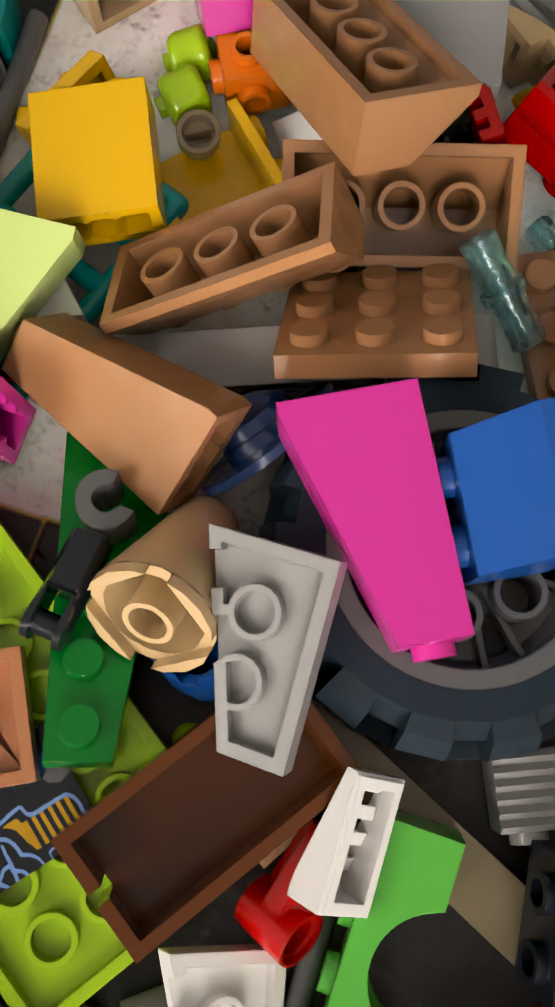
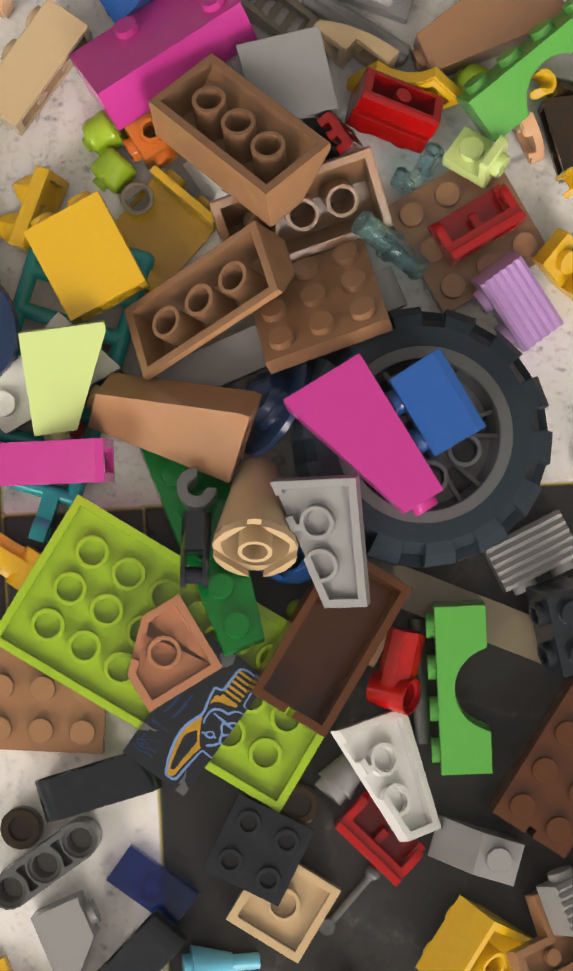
camera: 20 degrees left, 10 degrees up
(343, 863) = (418, 643): white slope -> none

